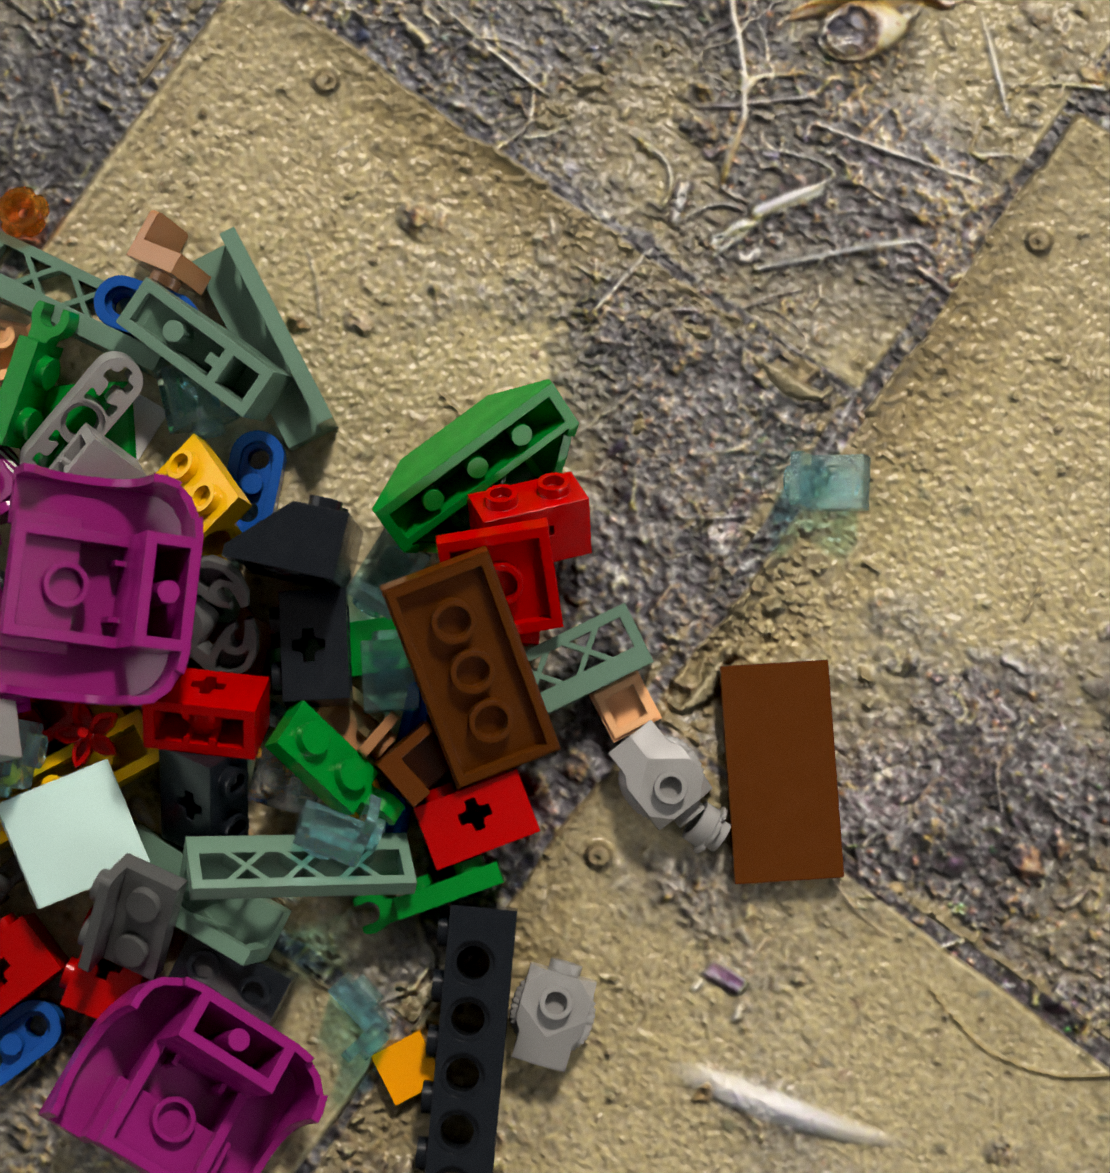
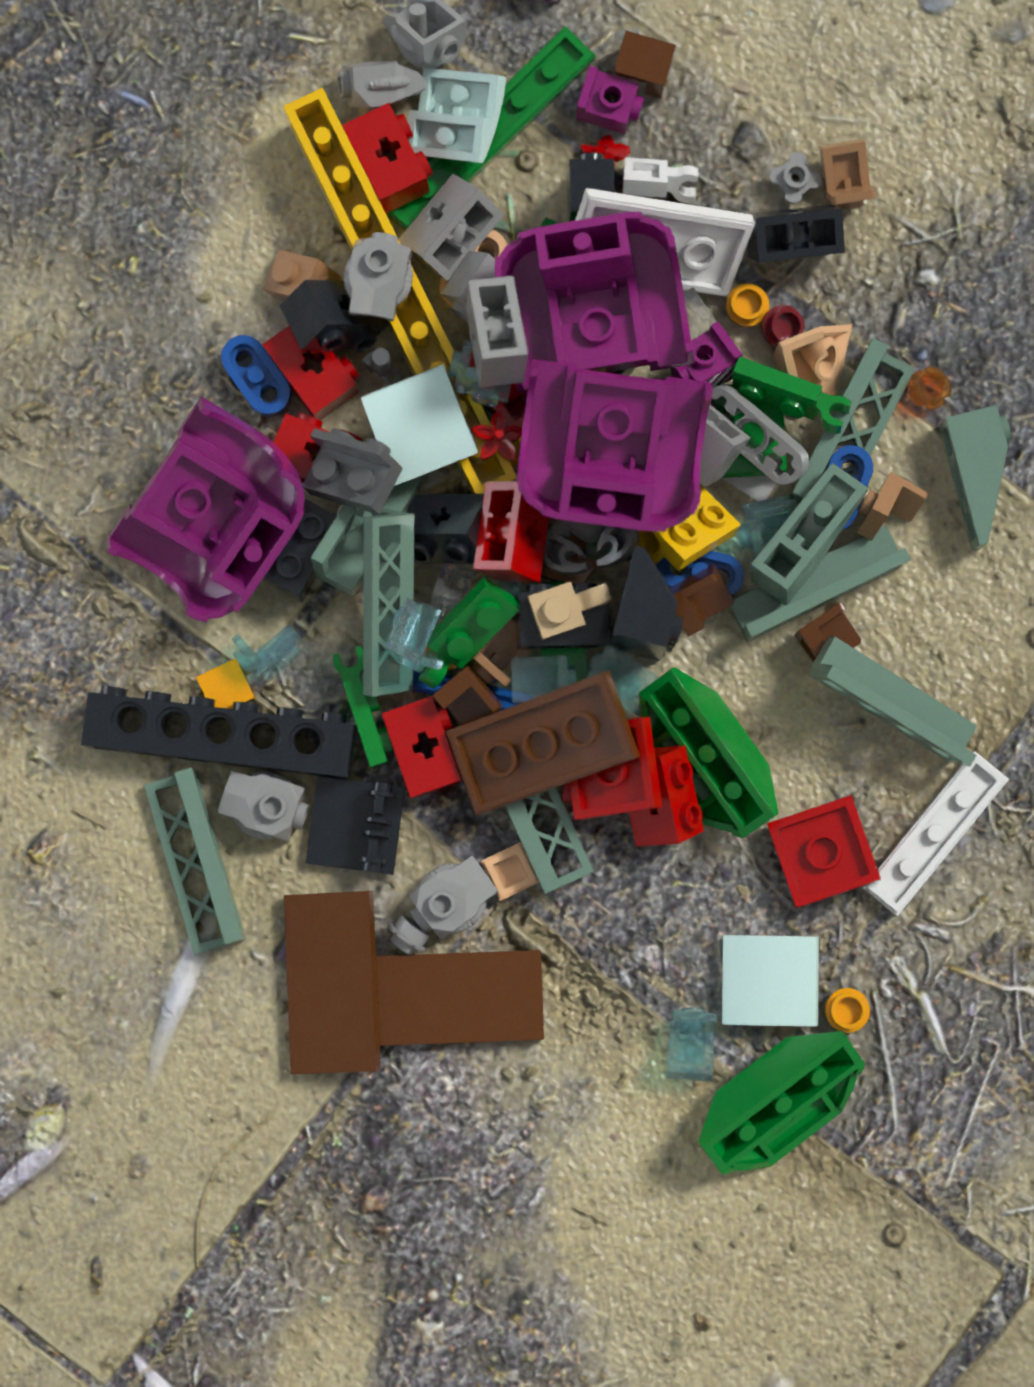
camera: 90 degrees right, 0 degrees up
(112, 153) = (976, 457): none -> sand green slope
(283, 478) = (701, 598): none -> reddish brown panel
(303, 647) = (561, 609): none -> tan plate
(330, 329) = (828, 624): none -> reddish brown panel
(407, 246) = (894, 701): none -> sand green fence
(564, 199) = (935, 833): none -> white tile
(574, 898) = (355, 825): none -> black hinge
(591, 328) = (824, 852): none -> red plate
(617, 1080) = (209, 855): none -> sand green fence
(747, 390) = (770, 980): none -> light aqua slope
(768, 921) = (332, 982): none -> reddish brown tile
(778, 298) = (847, 1010): none -> light orange plate
(890, 375) = (780, 1101): none -> green wedge

